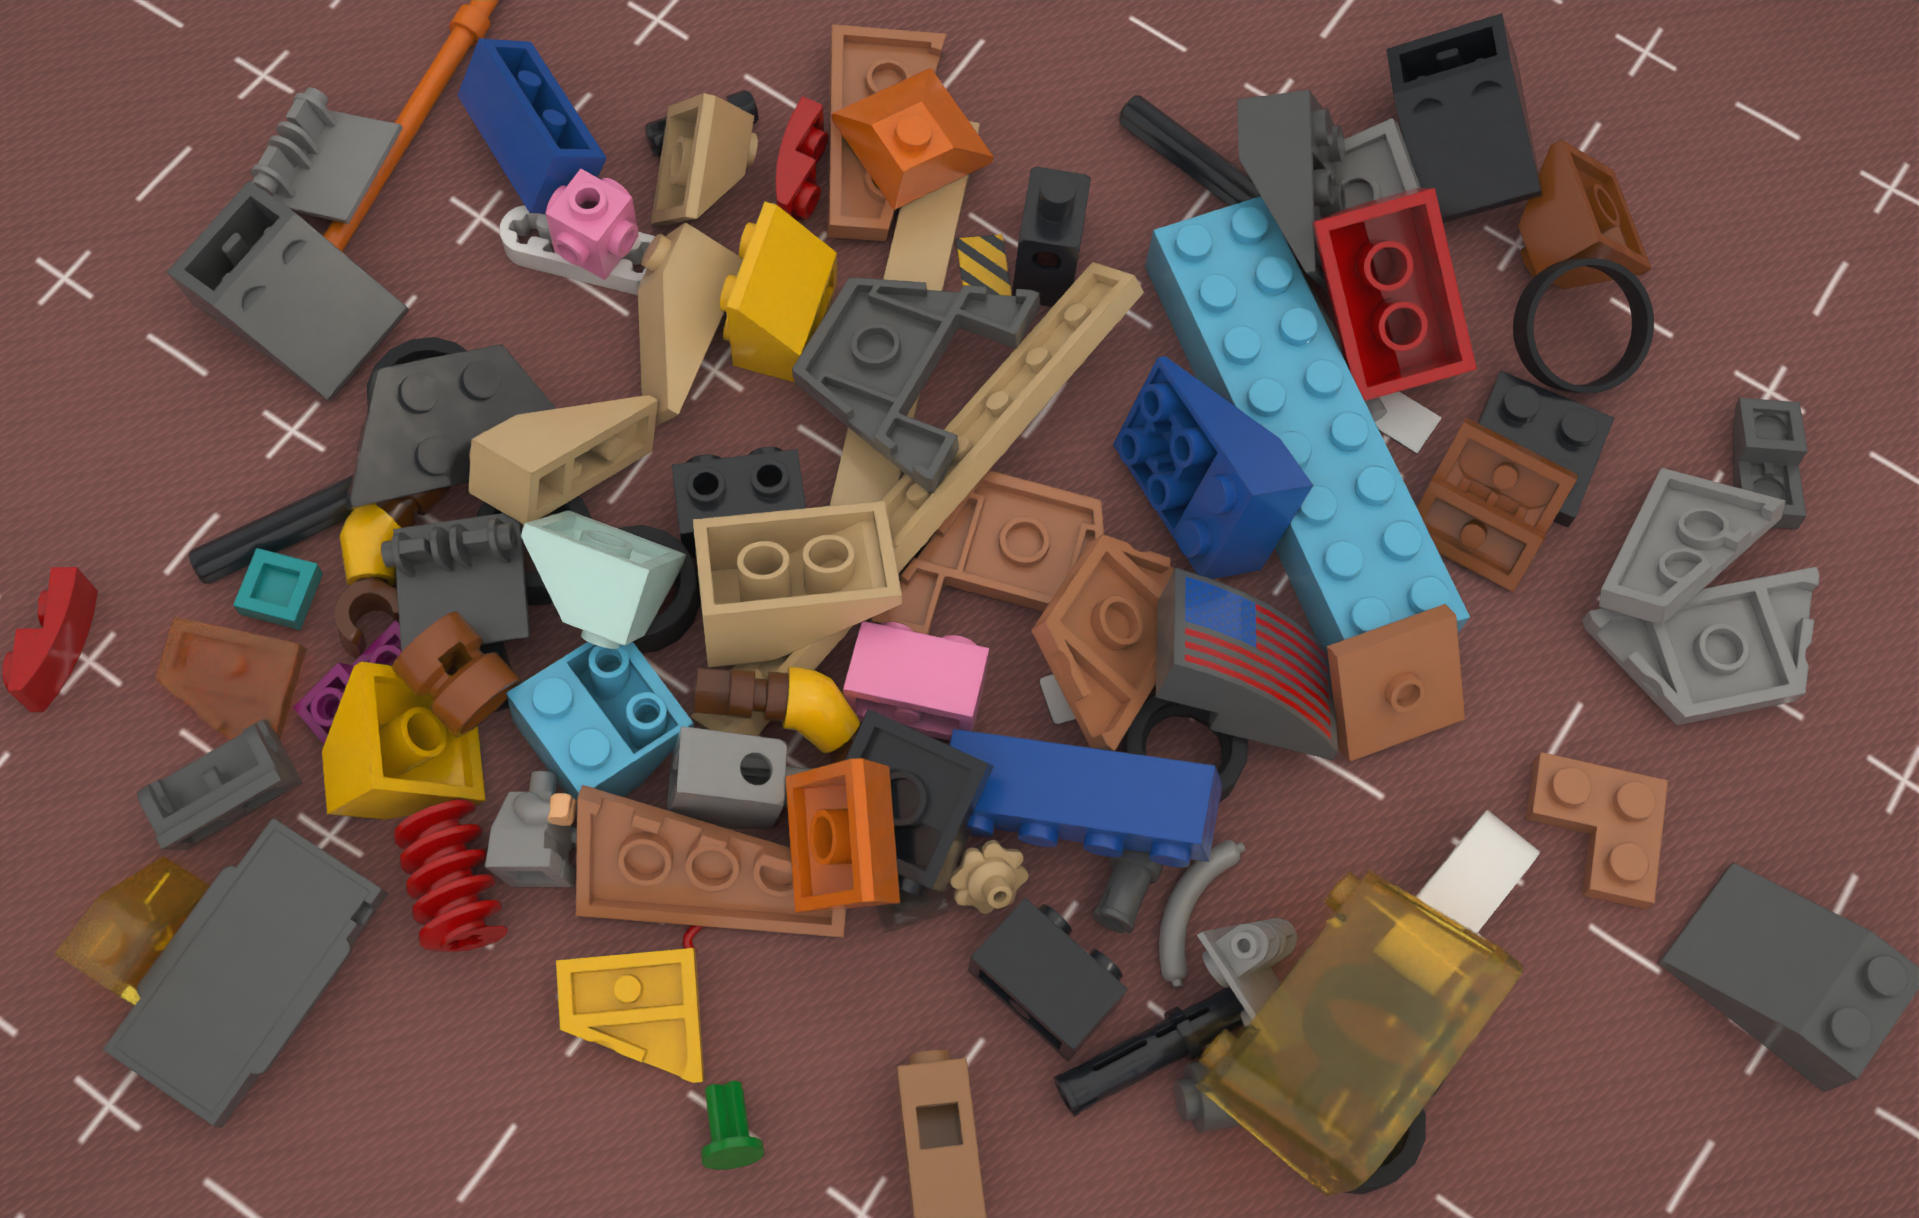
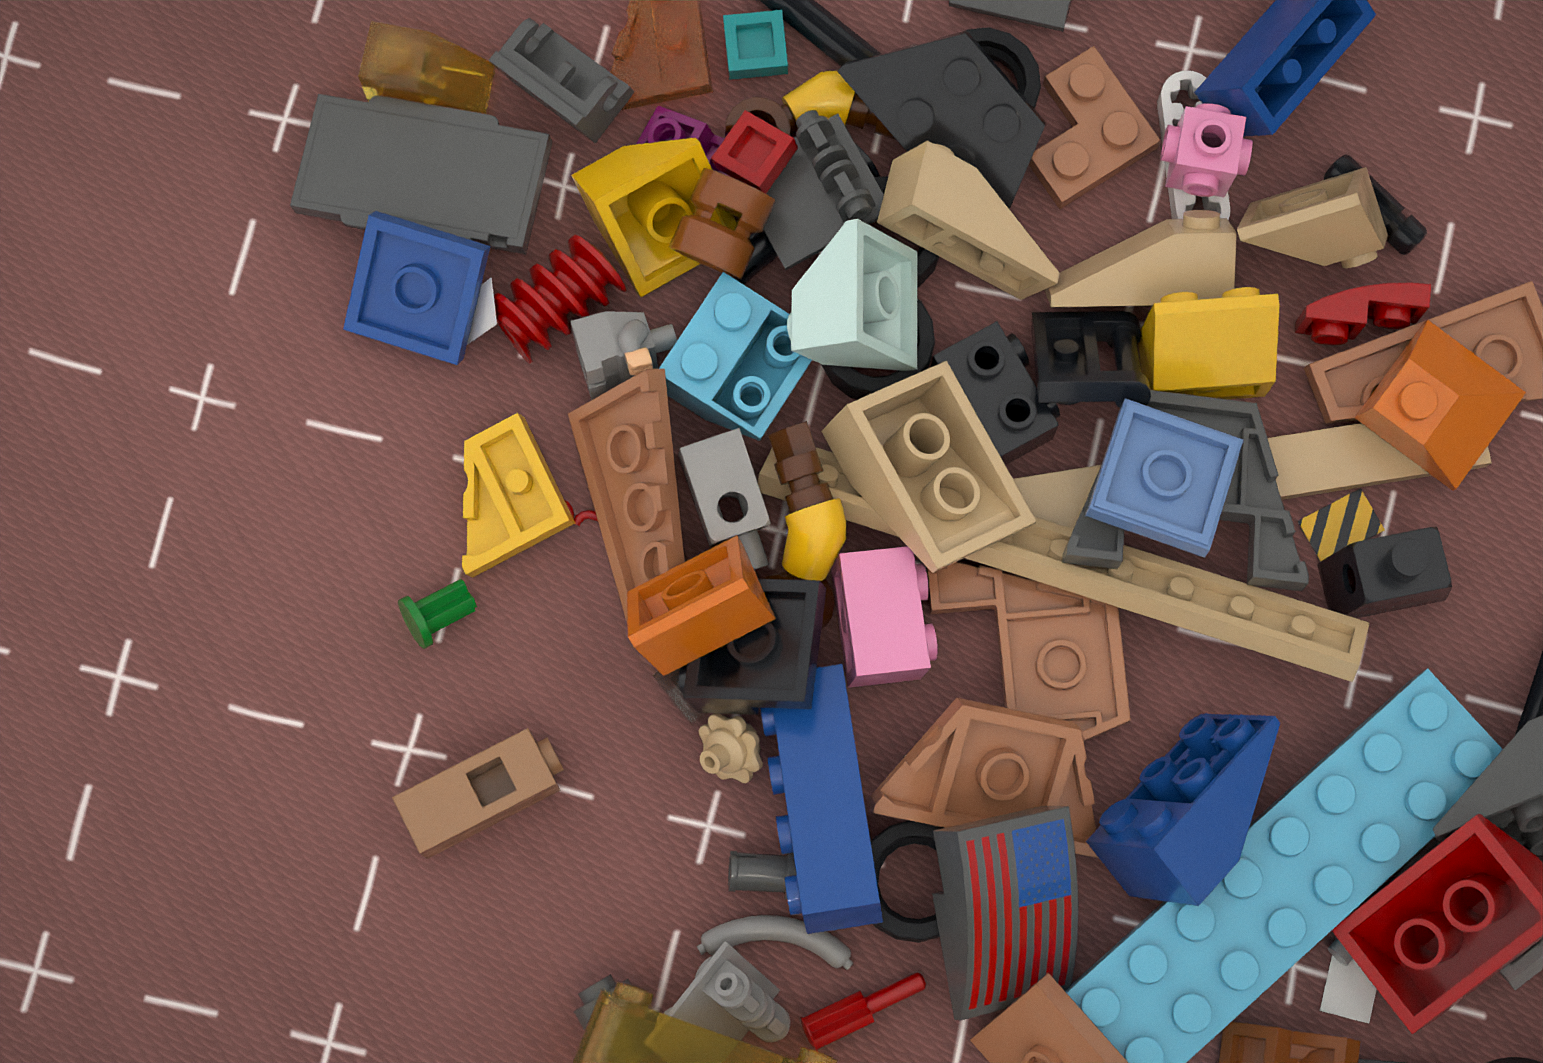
camera: 75 degrees right, 10 degrees up
(371, 1018) = (416, 287): none -> blue plate
(393, 616) = (754, 152): none -> red plate
(427, 965) = (485, 312): none -> white sticker
(519, 312) = (1104, 134): none -> nougat plate
(743, 417) = (1069, 358): none -> black plate
(893, 367) = (1164, 478): none -> medium blue plate
(1048, 977) = (659, 830): black brick -> none
(1176, 1037) = (623, 938): black pin -> none
(1289, 857) = (856, 1011): none -> red axle

